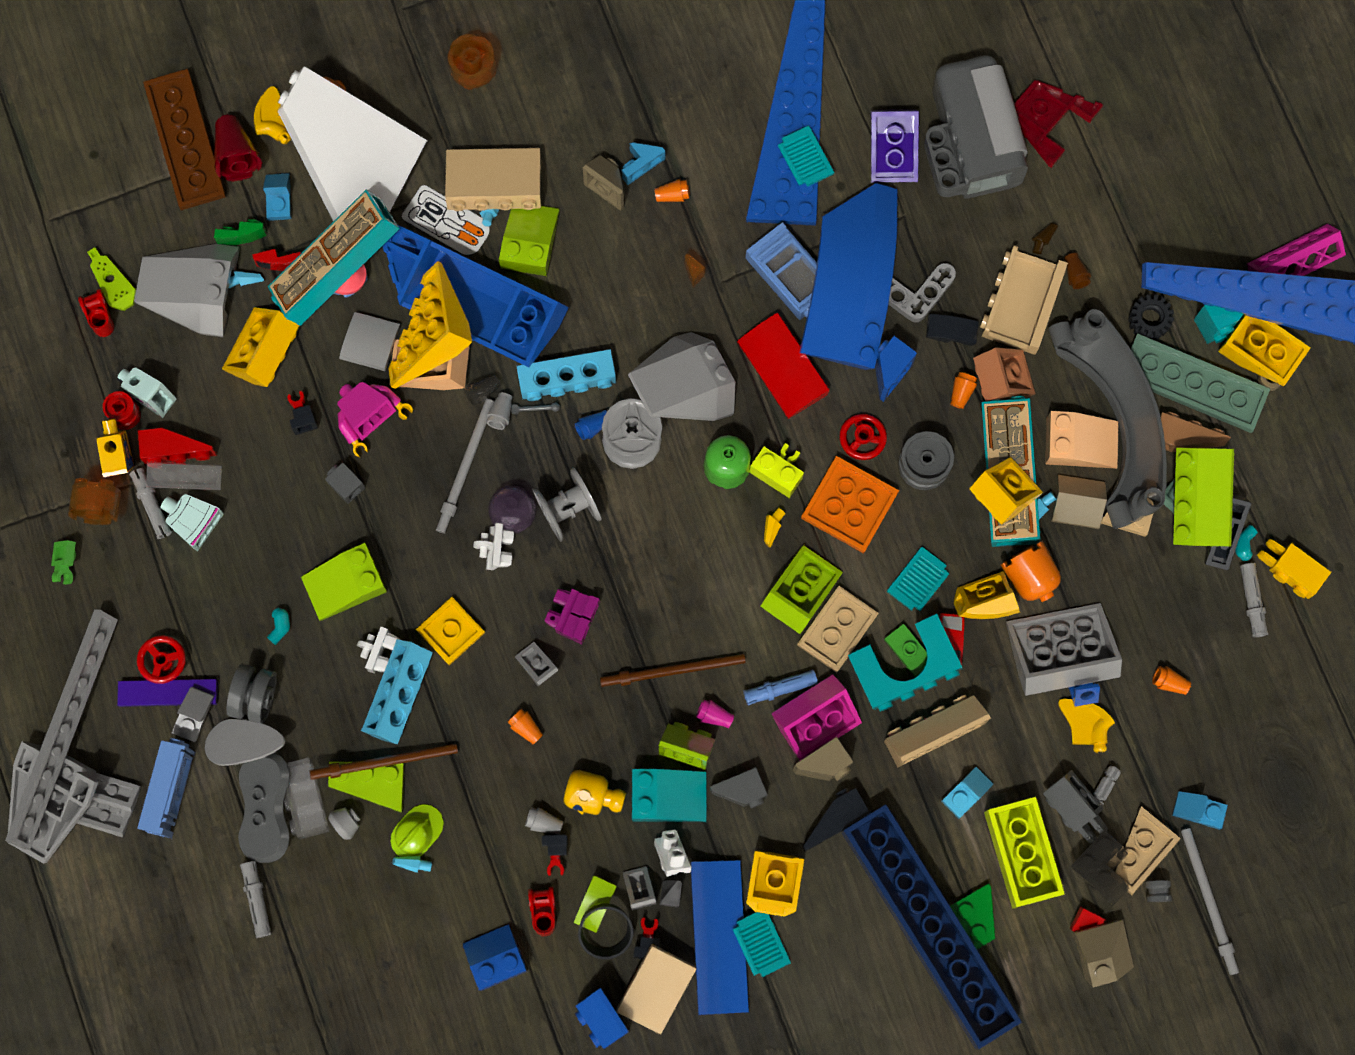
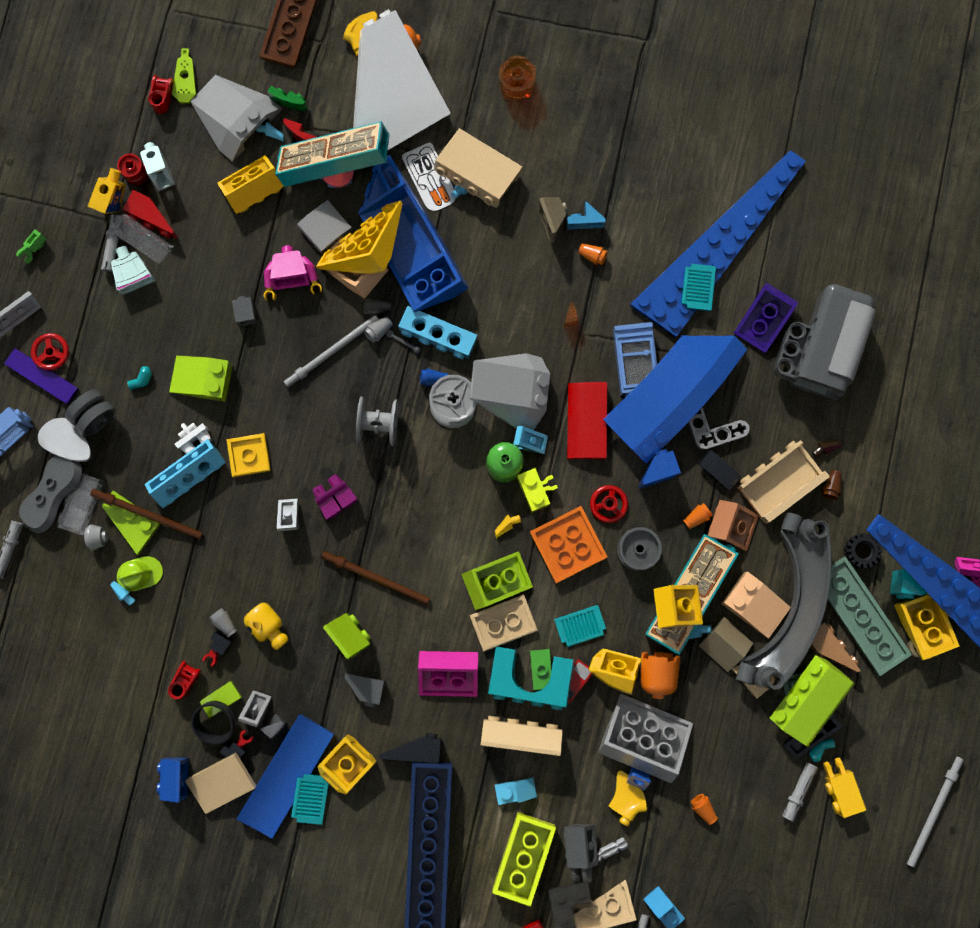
camera: 35 degrees right, 5 degrees up
(94, 501) = (74, 219): clear orange brick -> none
(192, 714) = (46, 400): light grey slope -> none
(234, 150) = (319, 39): dark red cone -> none
(278, 196) = (330, 89): dark azure slope -> none
(303, 416) = (247, 250): black piece -> none
(491, 547) = (309, 425): white hips -> none
(494, 958) = (132, 691): blue slope -> none
(512, 508) = (341, 400): clear purple cylinder -> none
(525, 726) = (253, 550): orange cone -> none
(529, 240) = (474, 225): lime slope -> none
(668, 796) = (315, 660): teal slope -> none
(672, 853) = (291, 701): white hips -> none
(712, 713) = (382, 625): dark pink cone -> none
(738, 422) = (530, 440): none -> medium azure slope
(780, 687) = (438, 637): medium blue pin -> none
(826, 762) = (431, 709): dark tan slope -> none
(976, 916) = (463, 877): green wing -> none
(1042, 109) = (885, 358): dark red wing -> none

